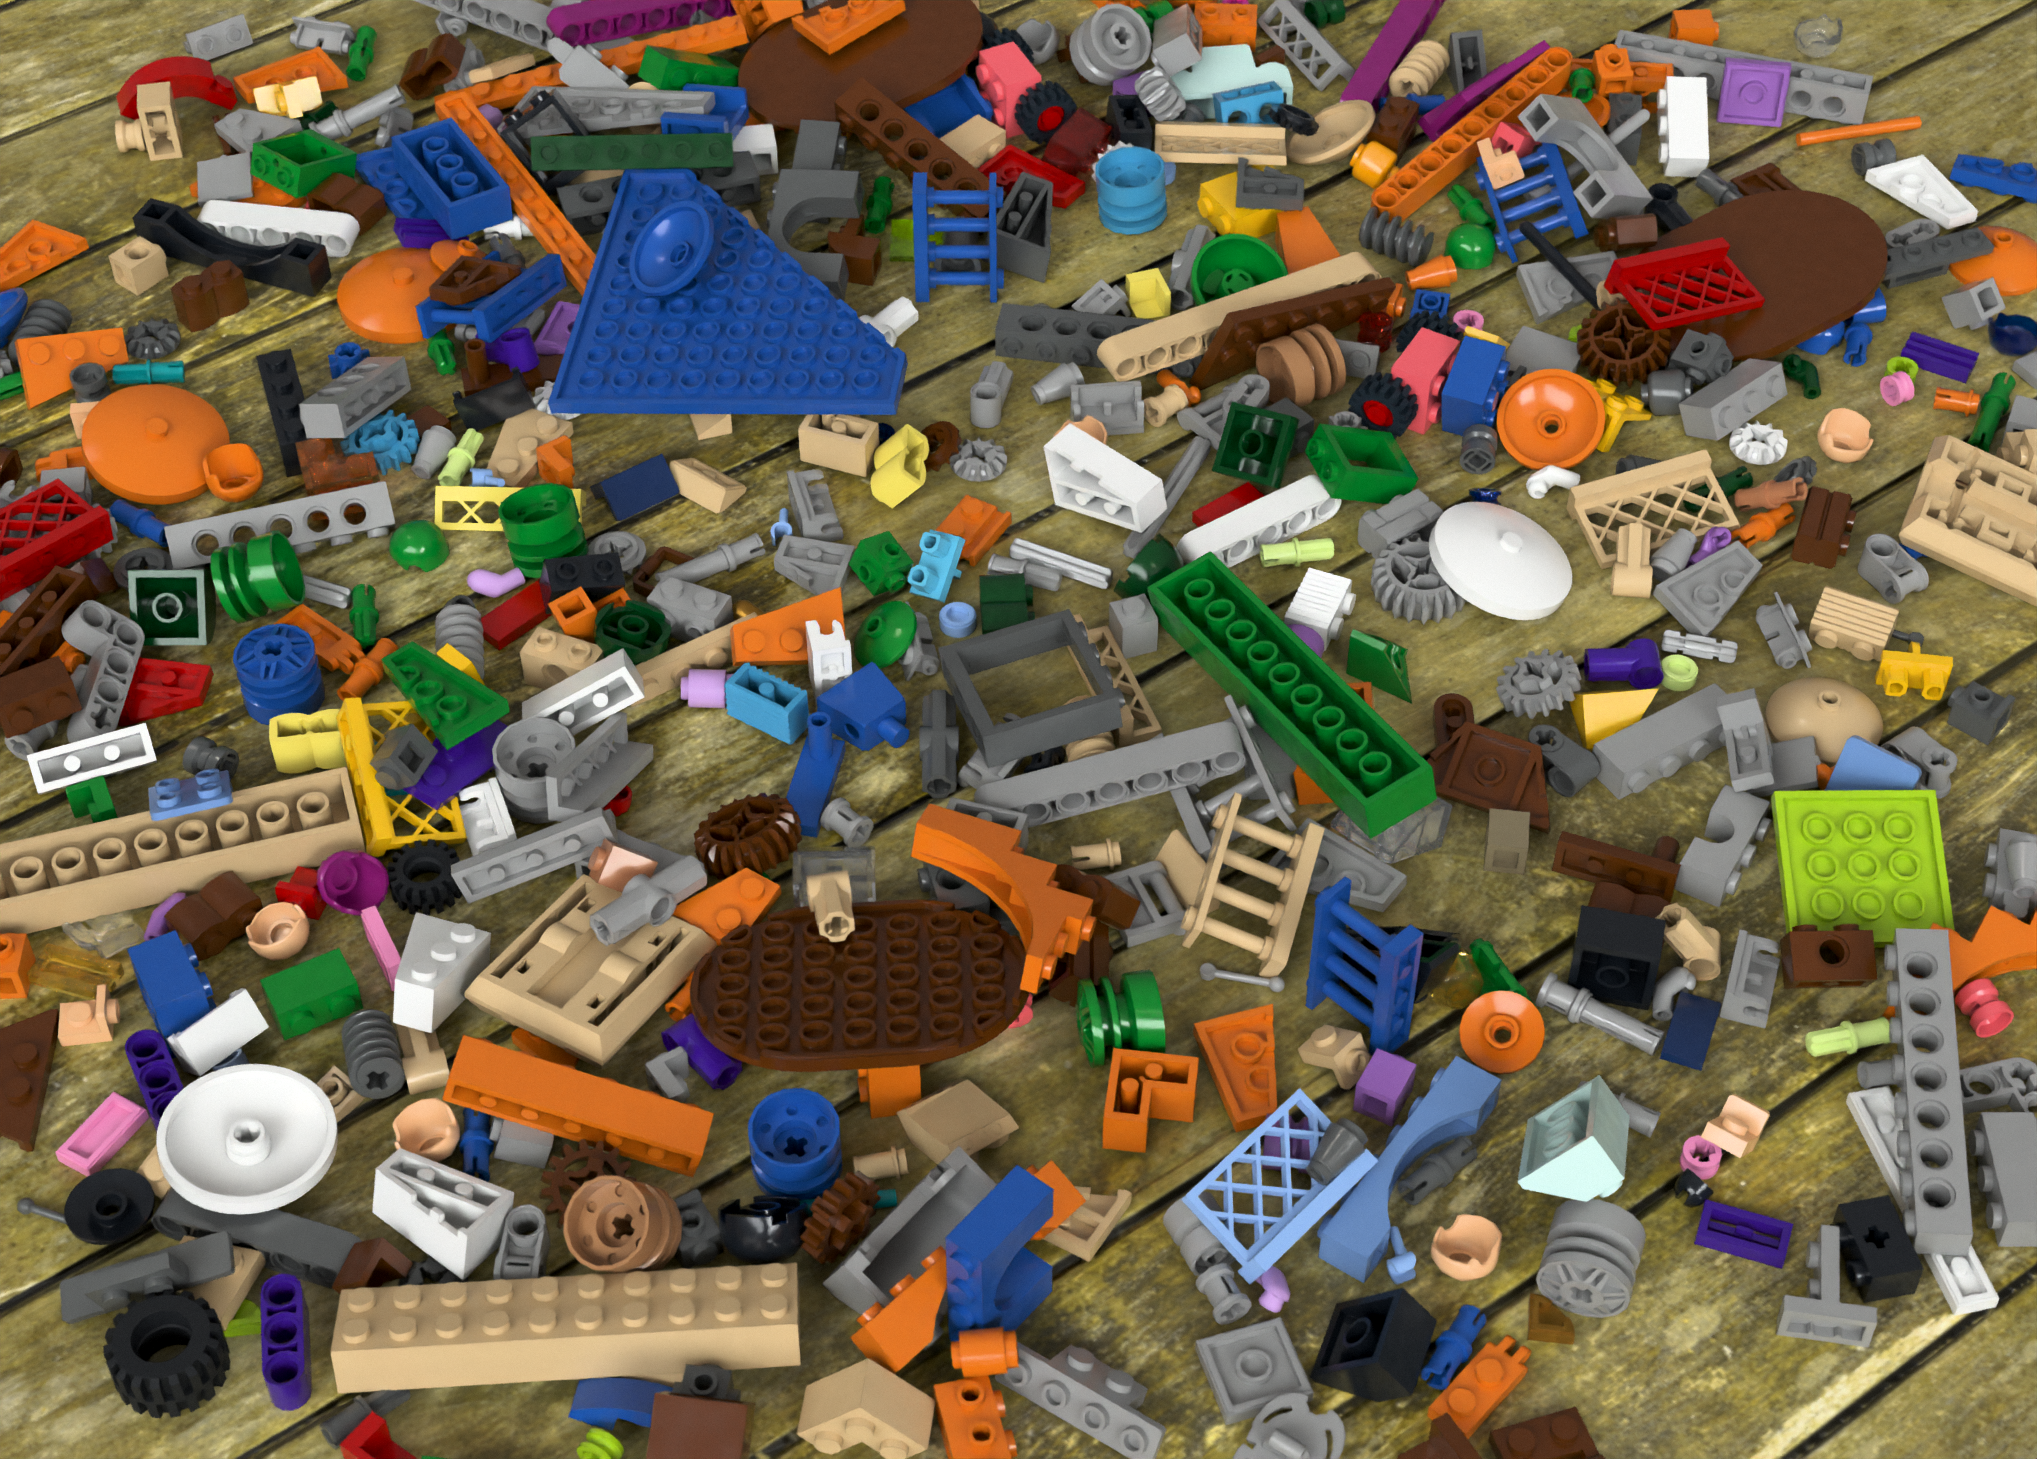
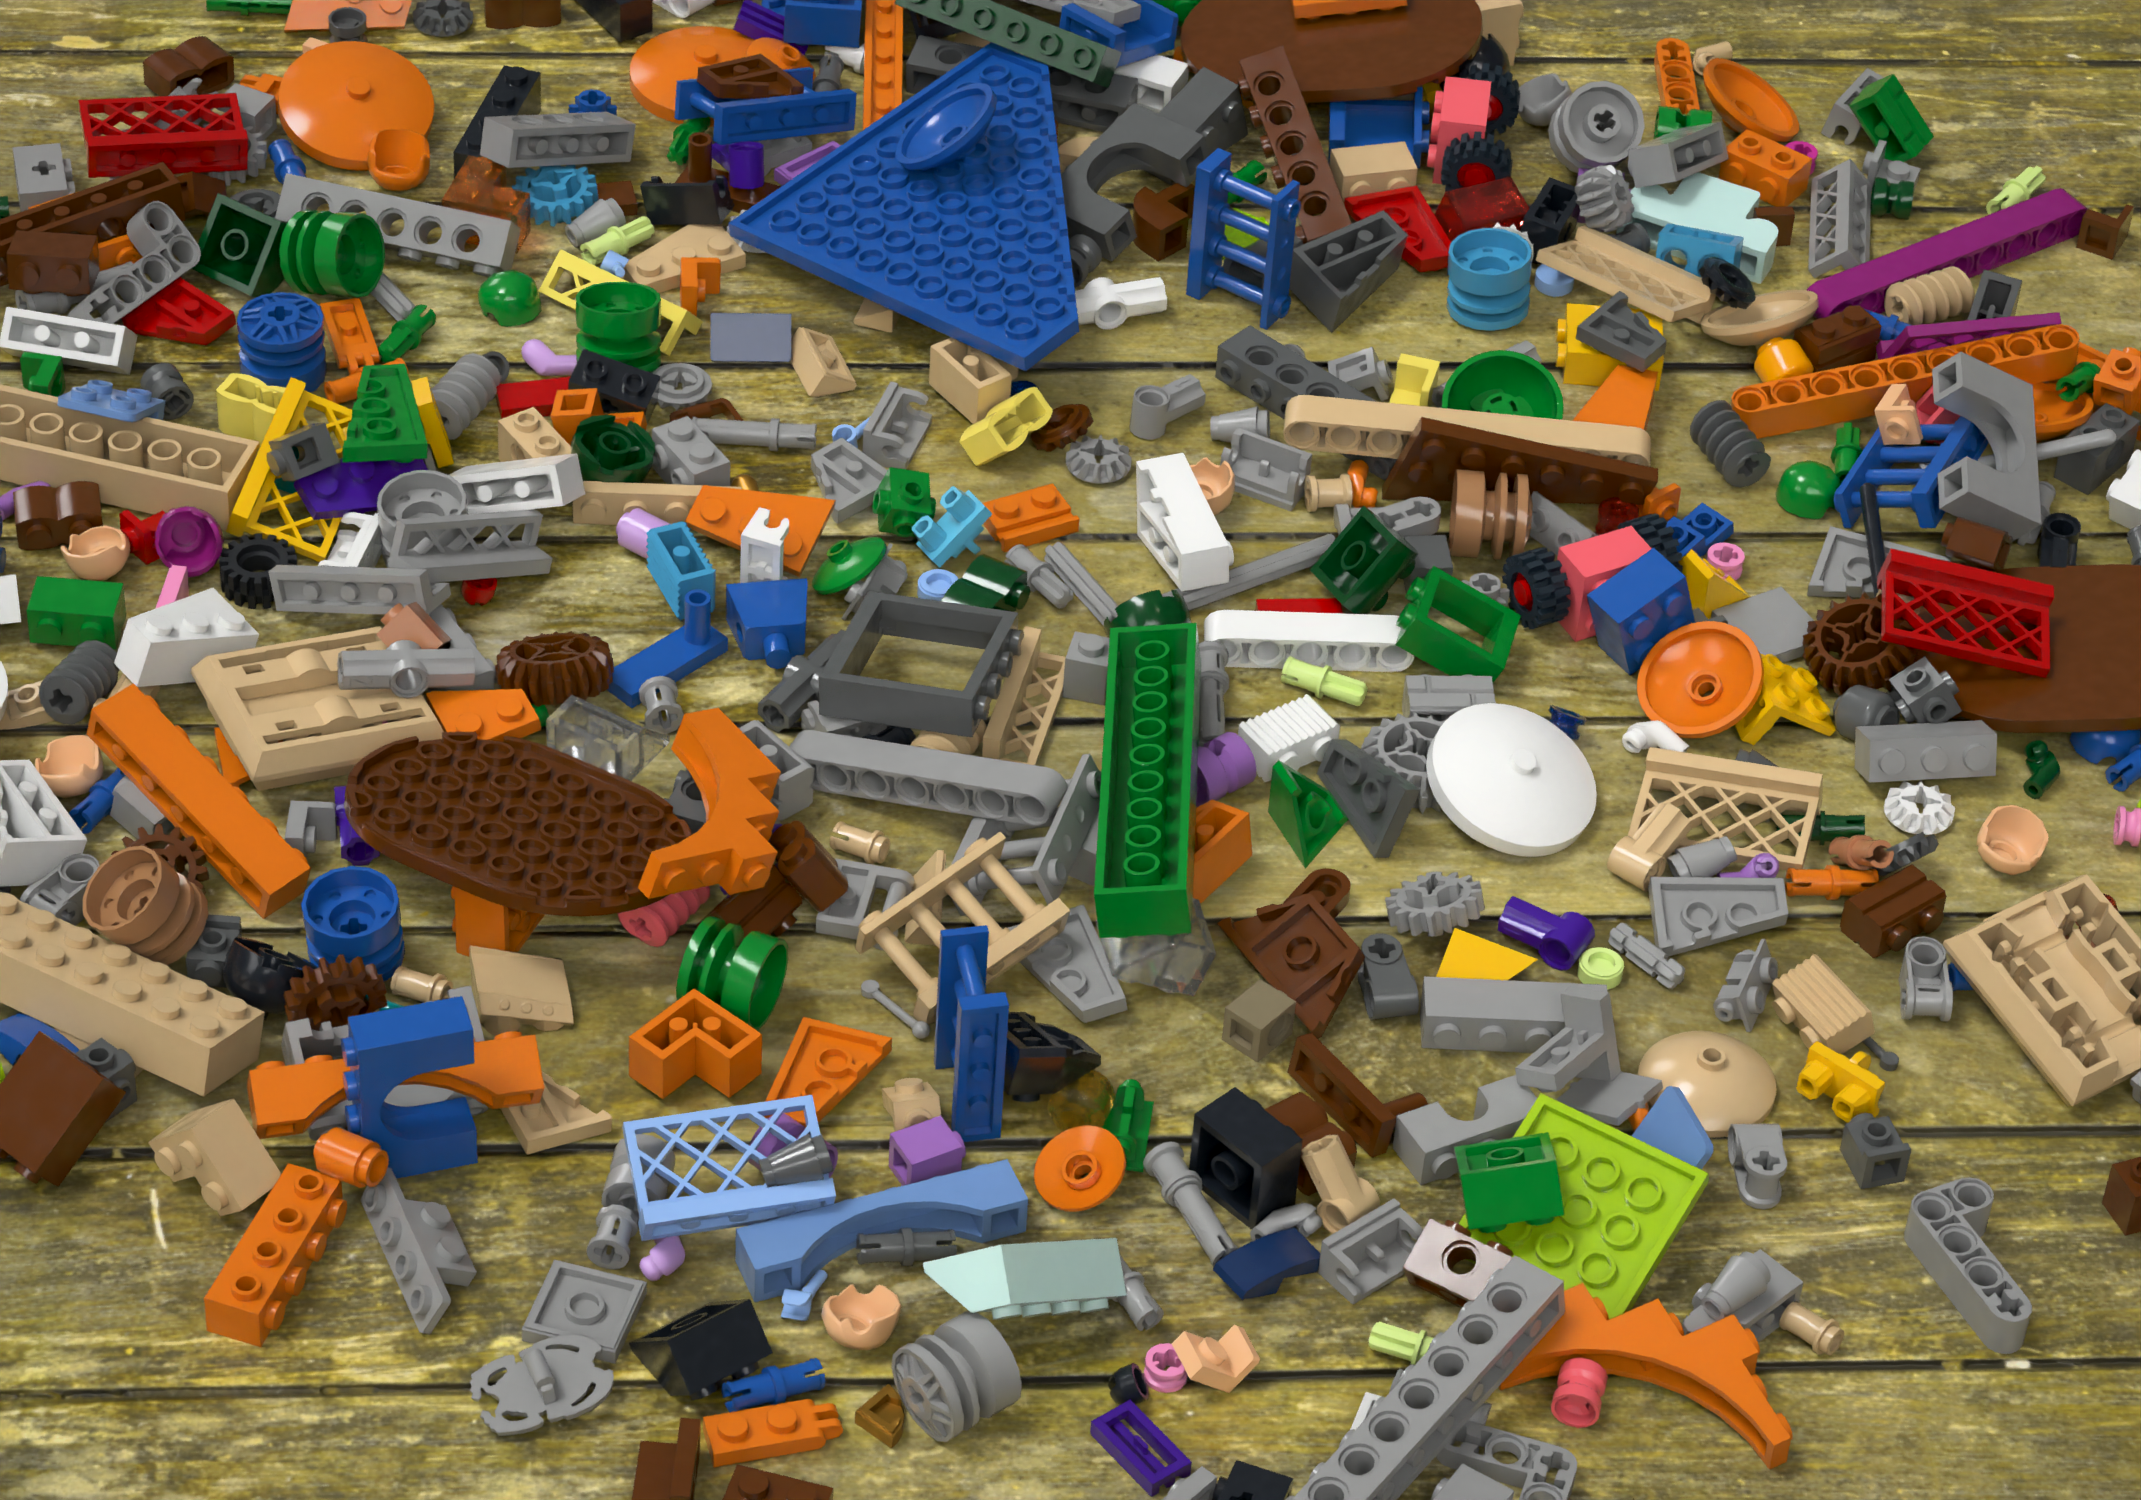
camera: 30 degrees right, 5 degrees down
(149, 373) = (411, 44): teal axle -> none
(832, 901) = (557, 745): tan piece -> none
(1419, 622) = (1369, 794): none -> dark grey wing
(1432, 274) = (1738, 497): orange cone -> none
(1478, 449) = (1607, 674): dark grey wheel -> none
(1813, 870) = (1509, 1182): none -> green slope

